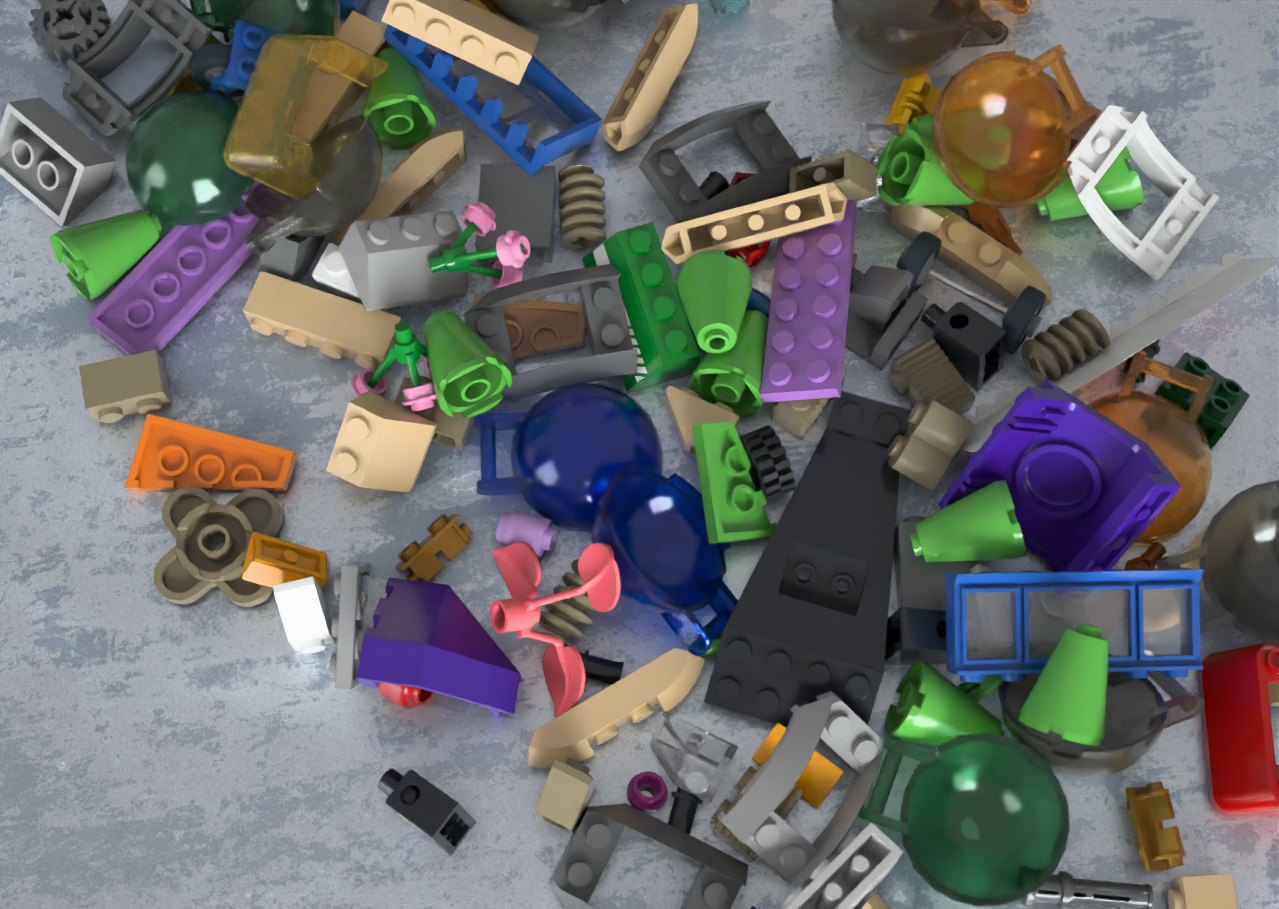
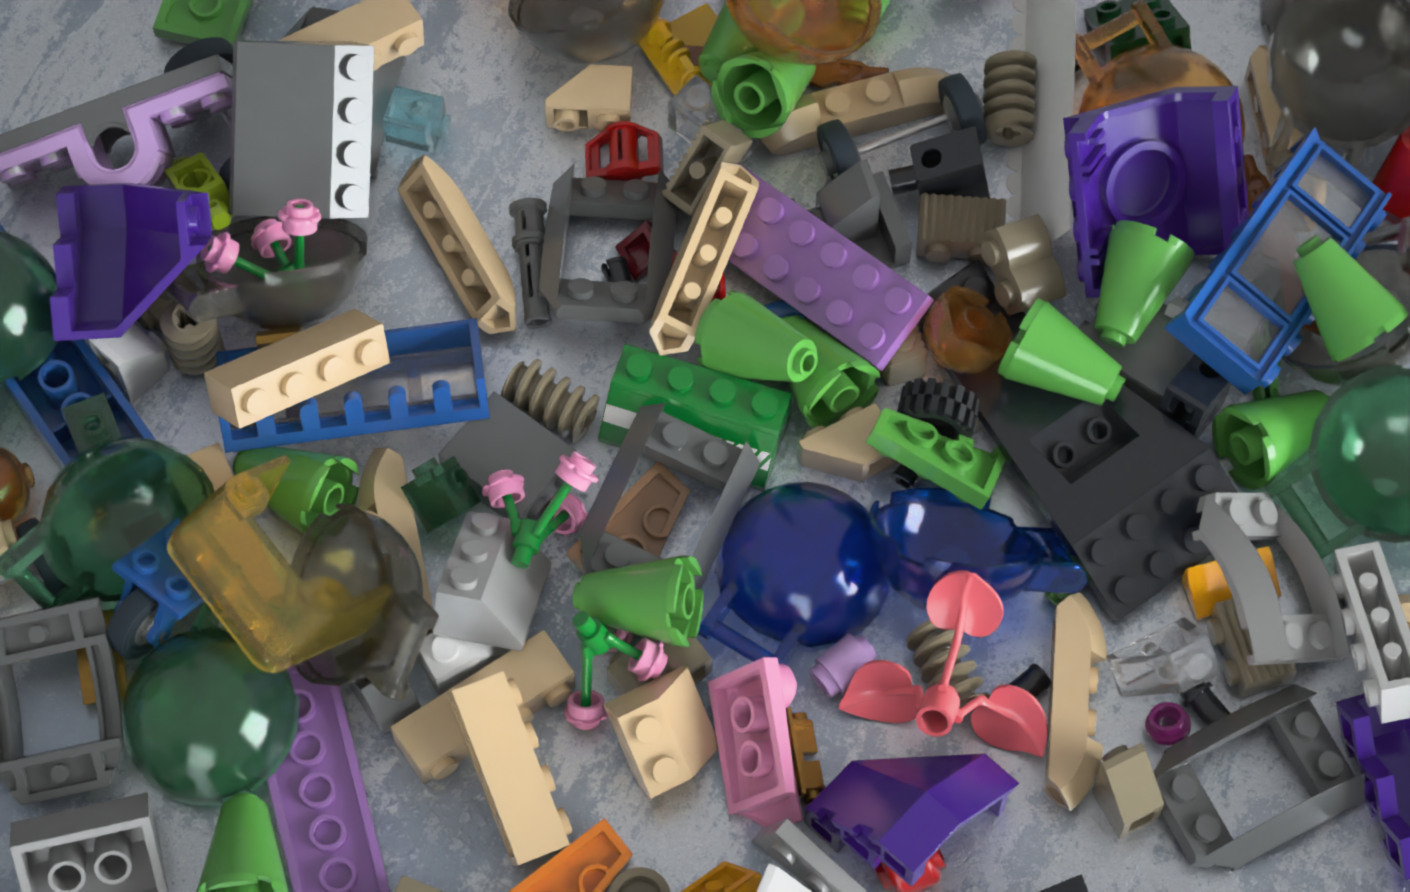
camera: 55 degrees left, 5 degrees down
(279, 364) = (509, 768): none -> tan brick
(427, 503) = (755, 741): none -> bright pink slope
(453, 183) = (440, 492): none -> clear green brick
(707, 102) = (528, 243): none -> dark grey pin
(808, 127) = (624, 152): none -> red piece
(833, 80) = (592, 99): none -> tan slope
(841, 437) = (965, 332): none -> clear orange cylinder
(868, 515) = (1060, 358): none -> bright green cone

